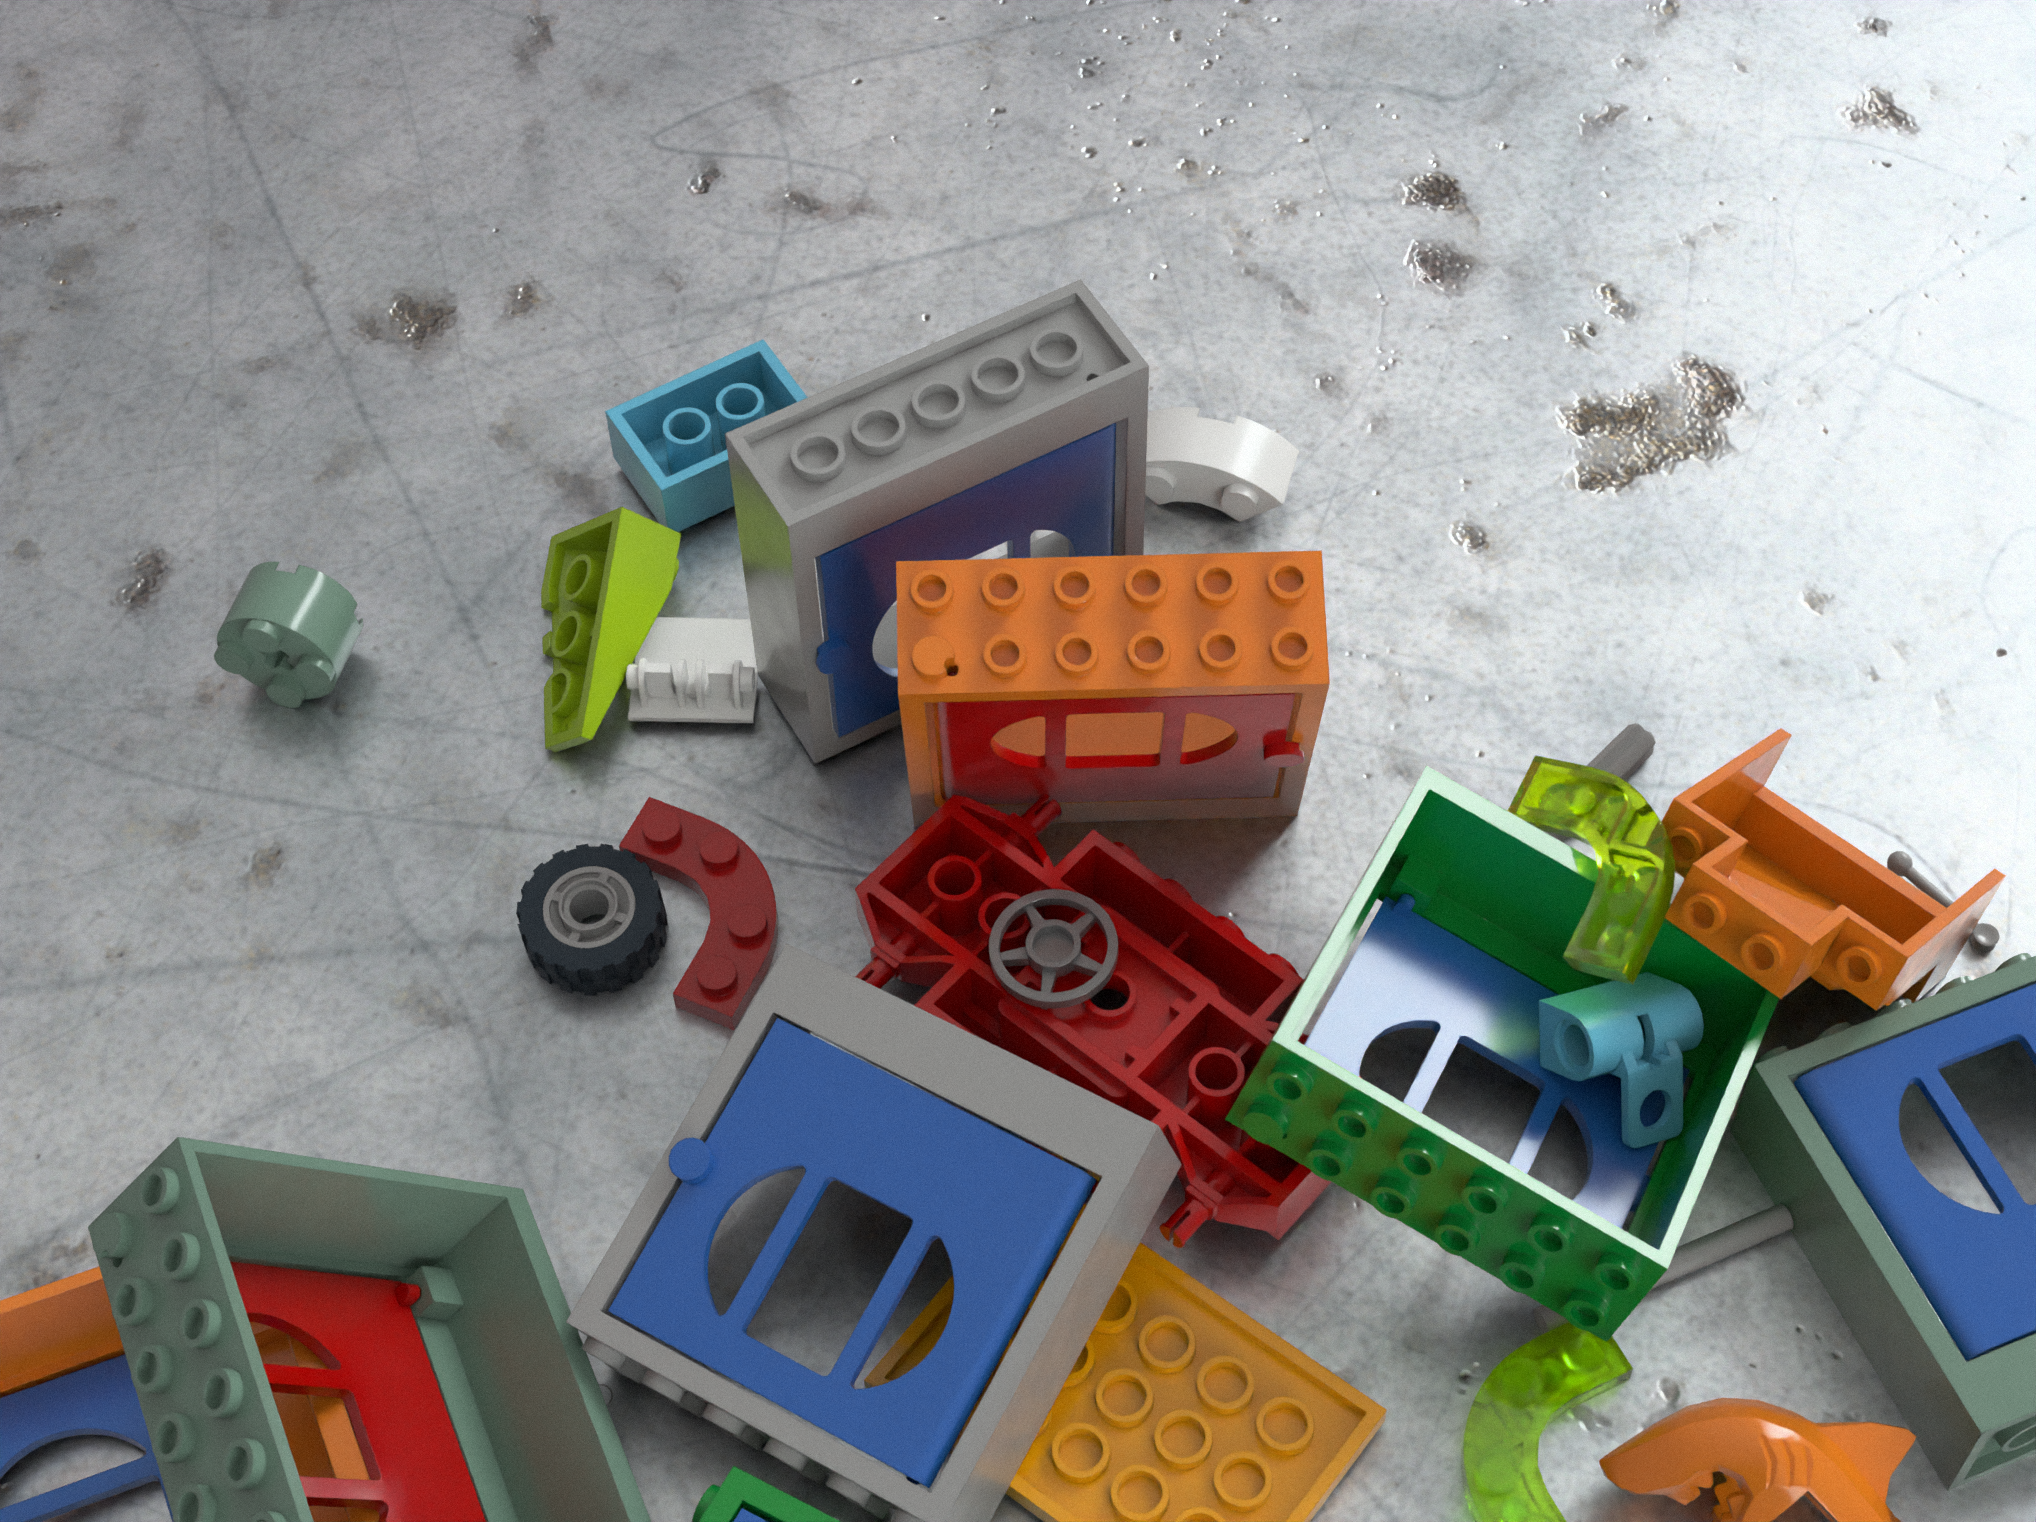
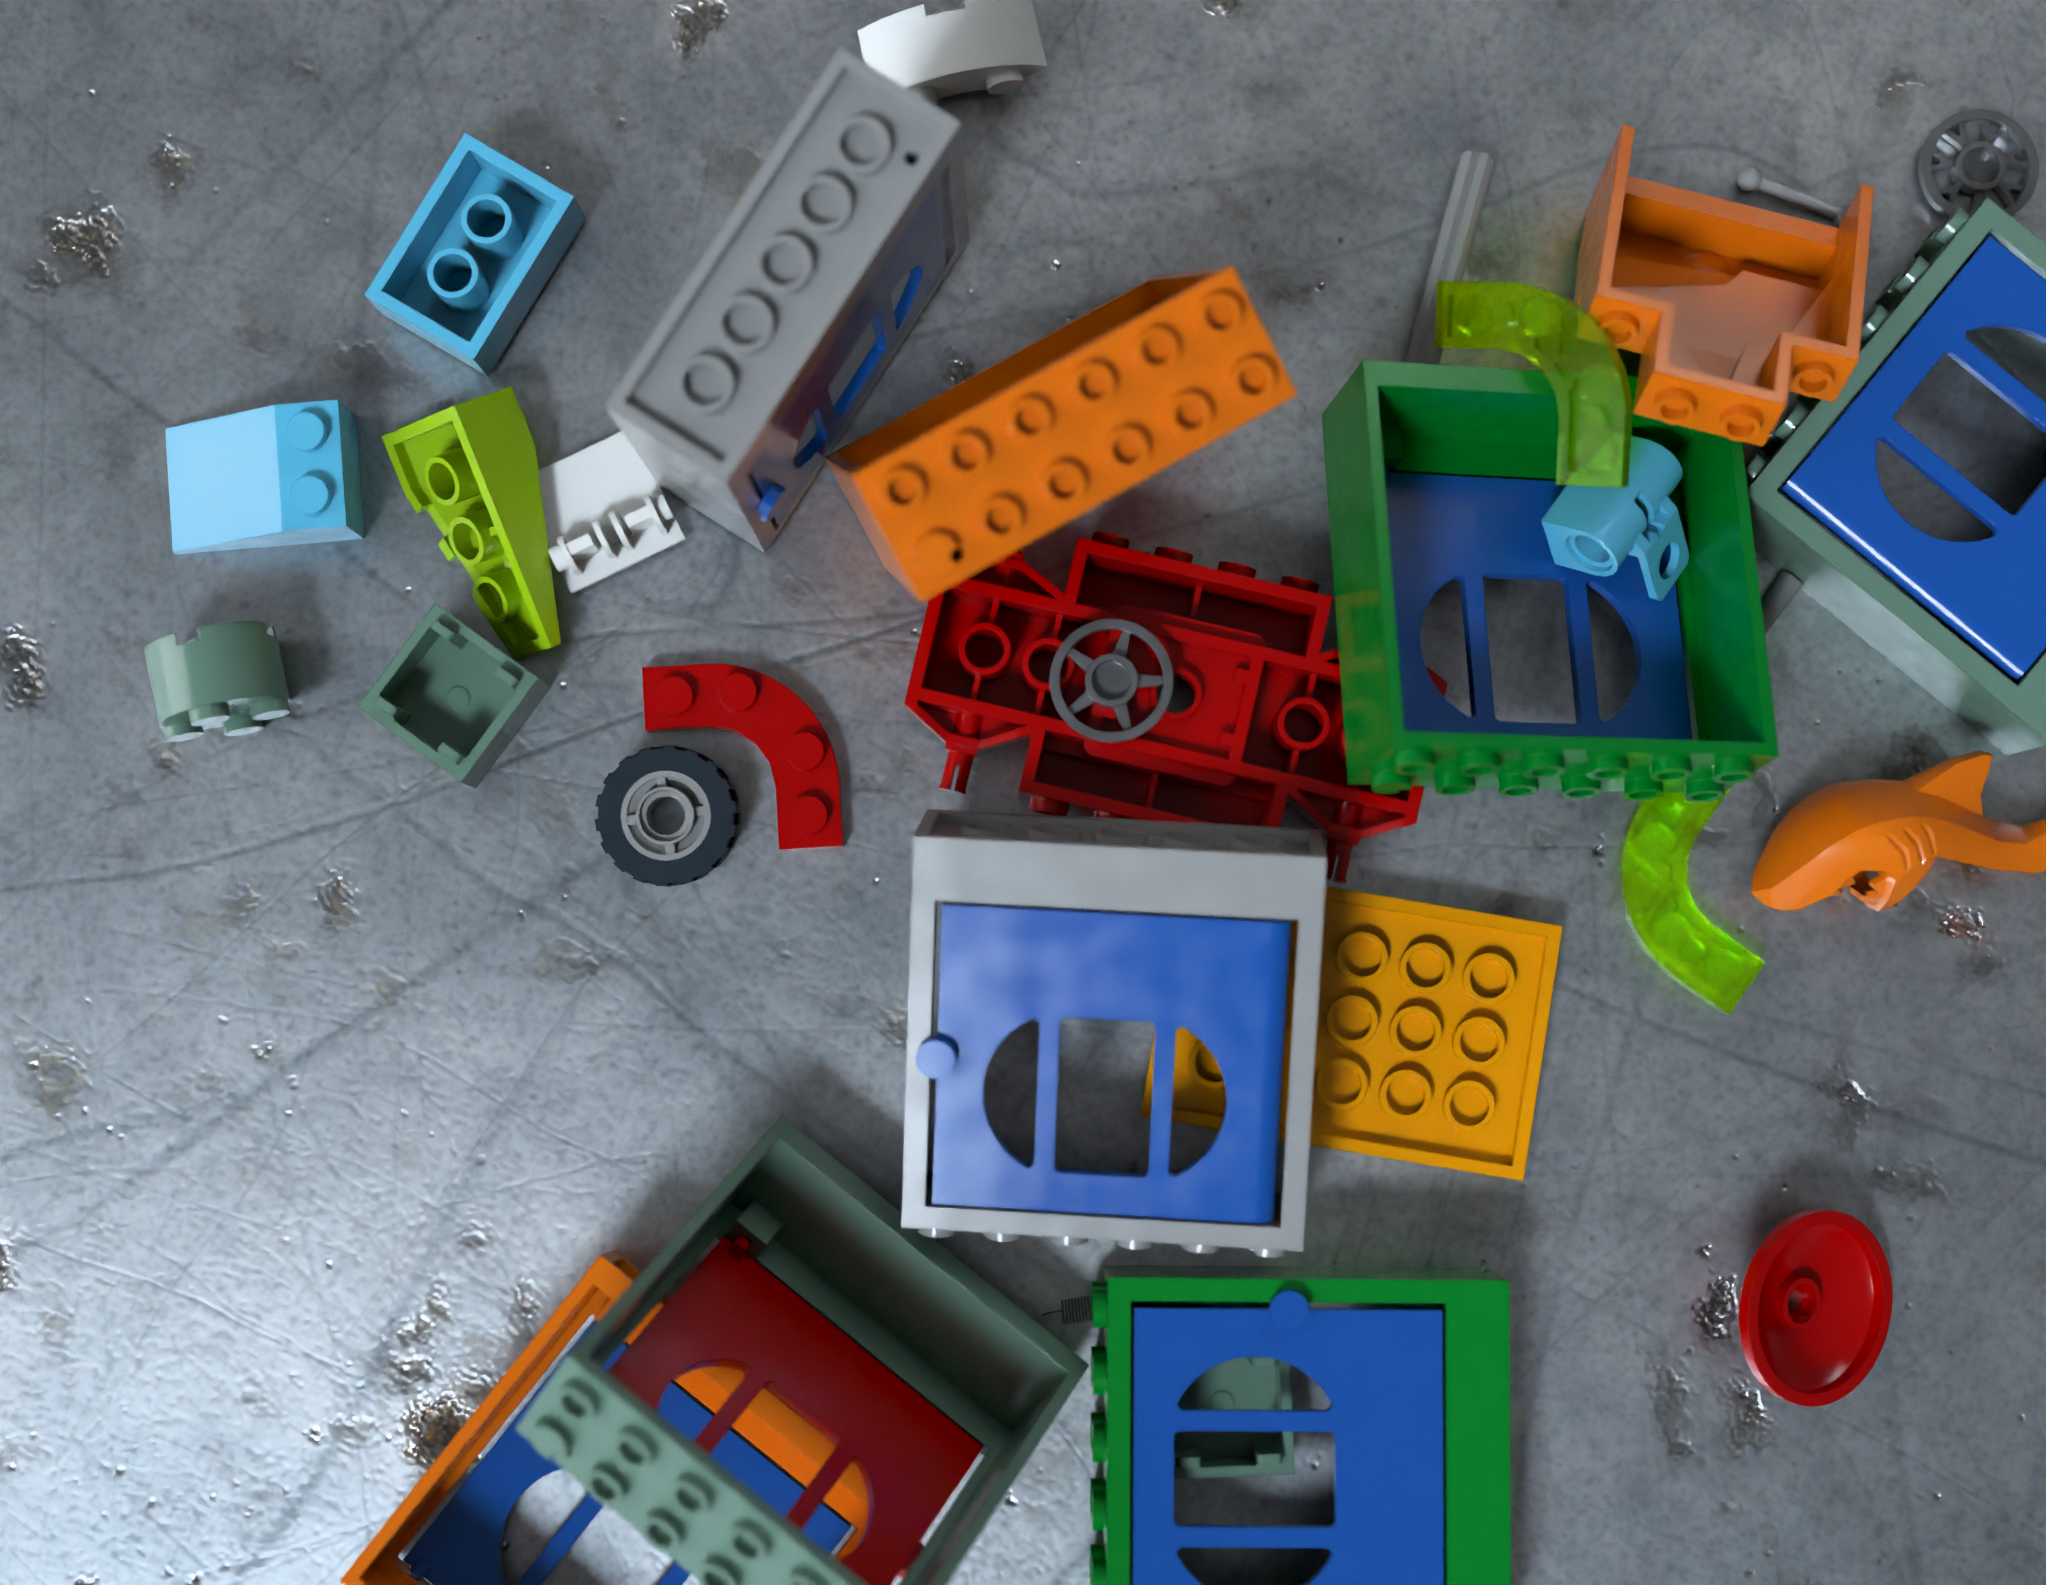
camera: 30 degrees left, 30 degrees up
(441, 526) = (265, 478): none -> medium azure slope
(475, 742) = (454, 696): none -> sand green container

